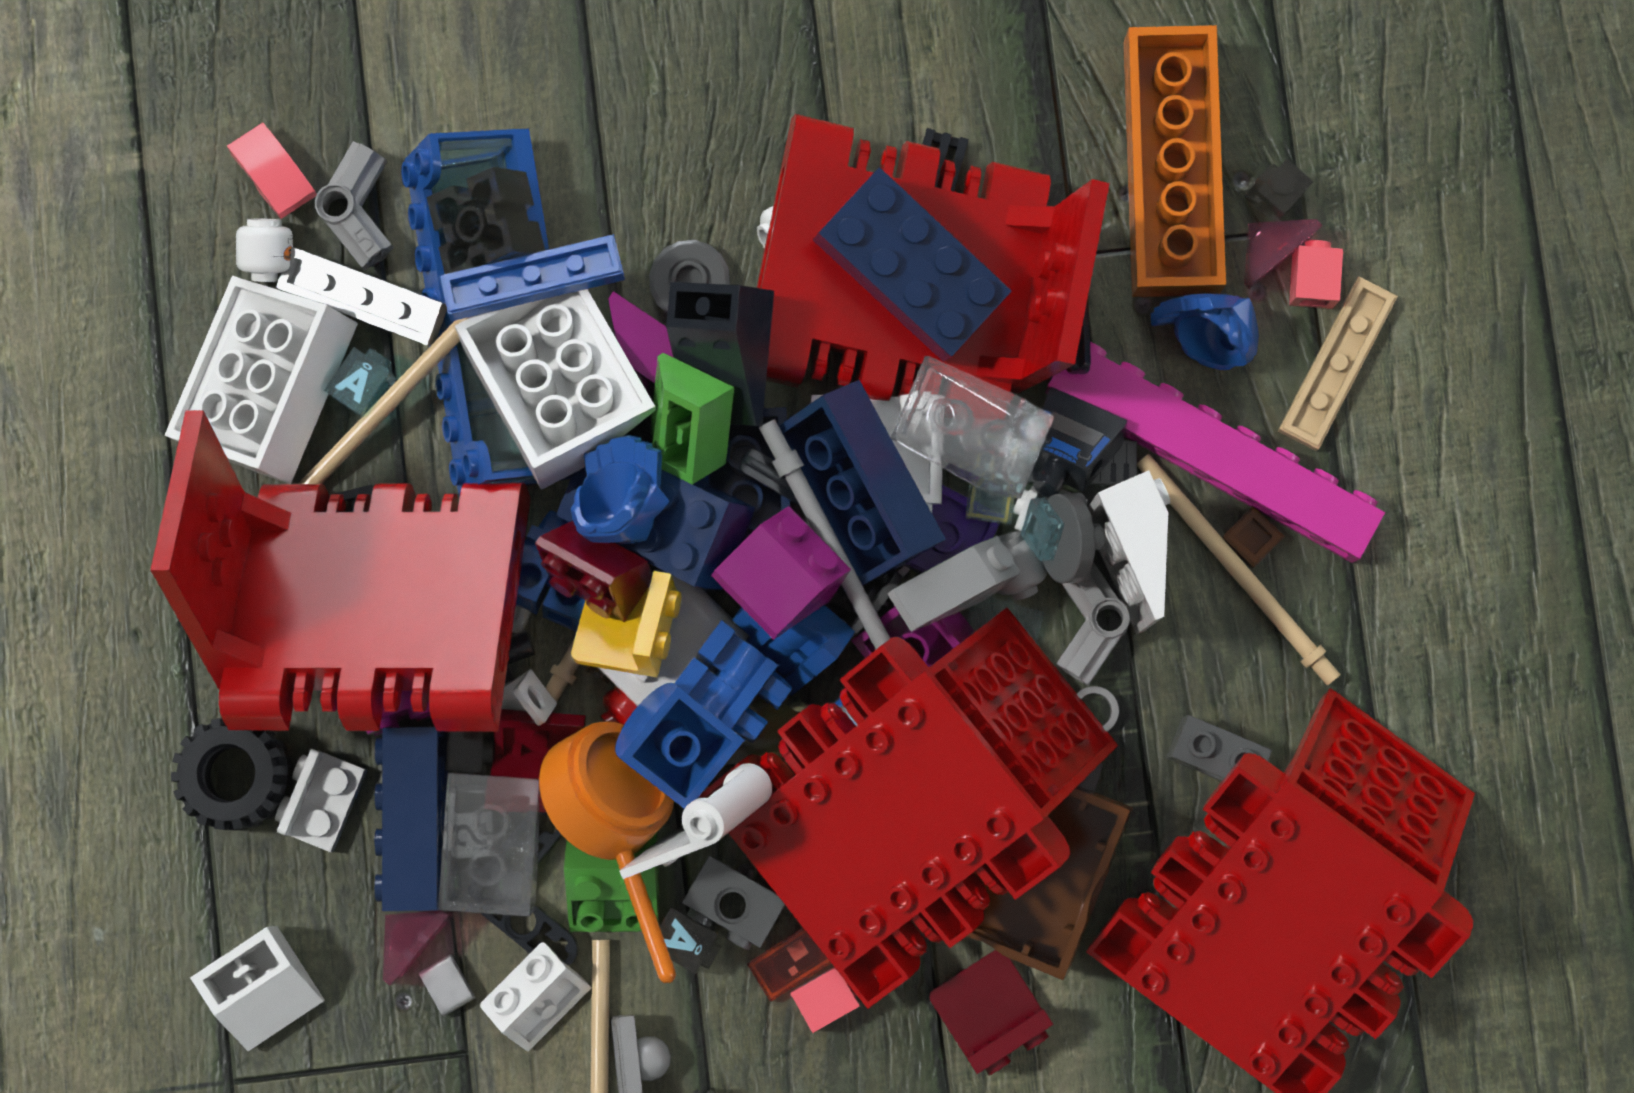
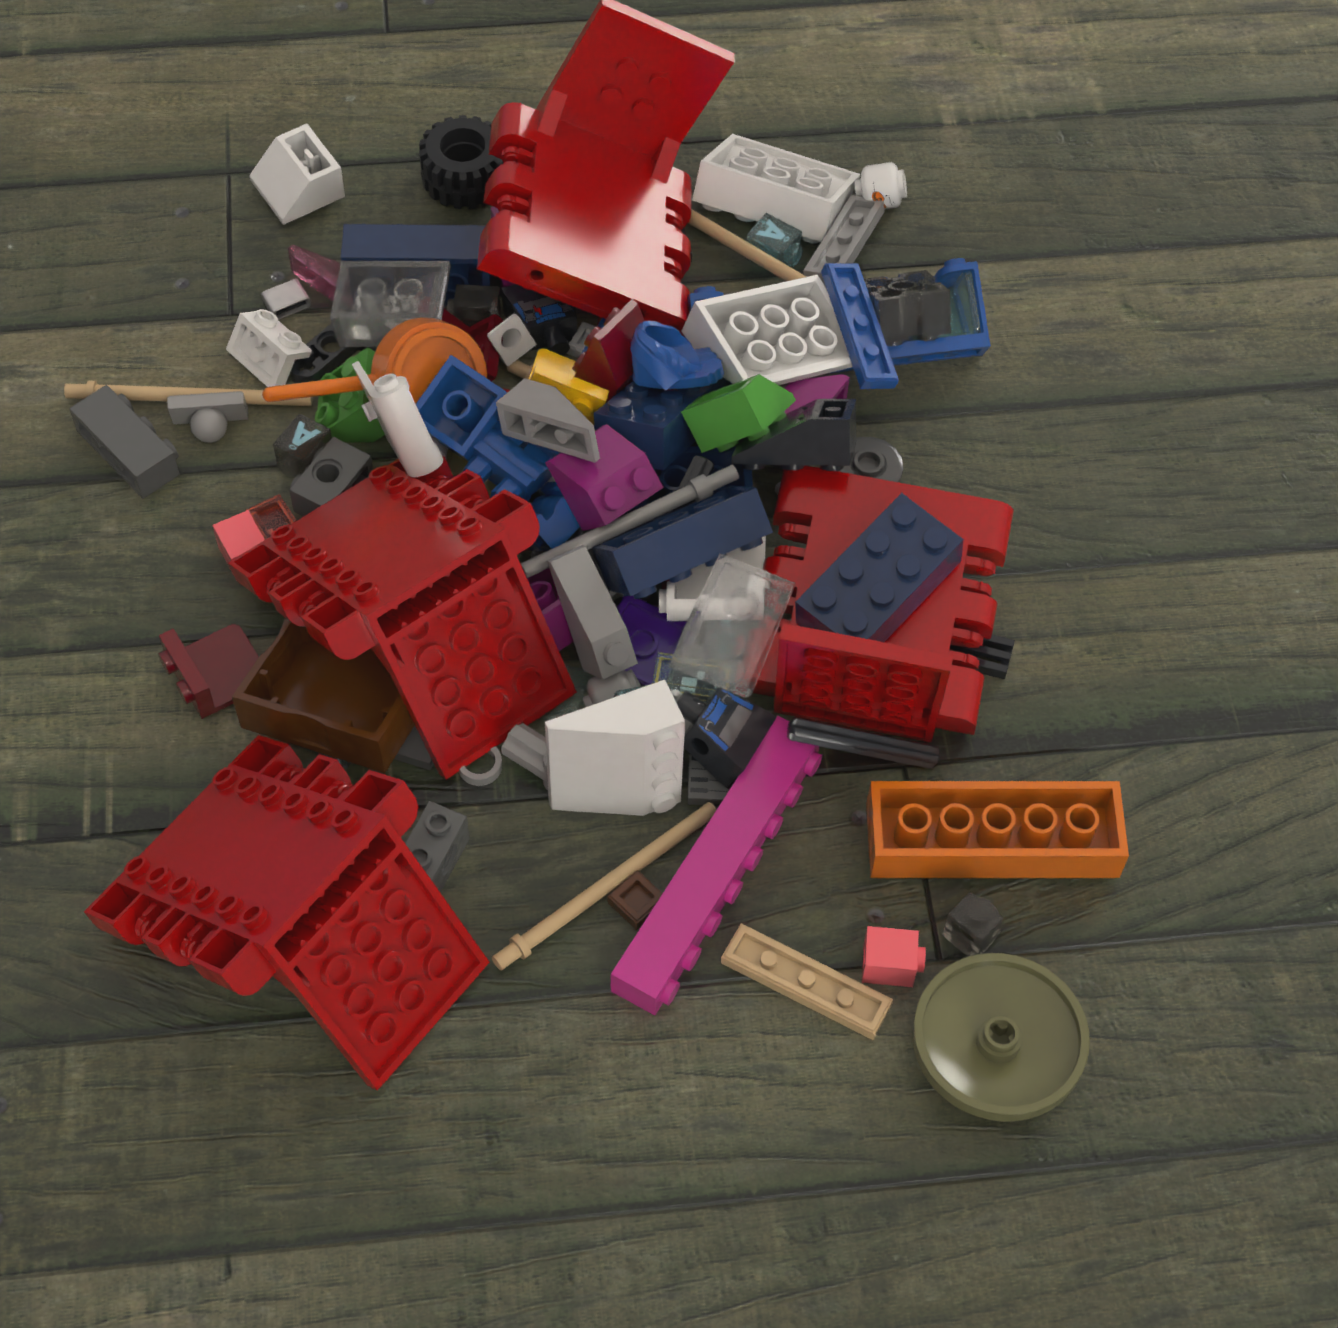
camera: 85 degrees right, 25 degrees down
(272, 170) = (944, 191): coral slope -> none
(320, 799) = (440, 207): white bracket -> none
(354, 227) = (916, 237): light grey piece -> none
(711, 646) = (547, 419): none -> light grey slope
(1212, 328) = (838, 855): blue hair -> none
(1272, 244) = (913, 914): clear pink slope -> none
(1406, 170) = (1000, 1037): none -> olive dish

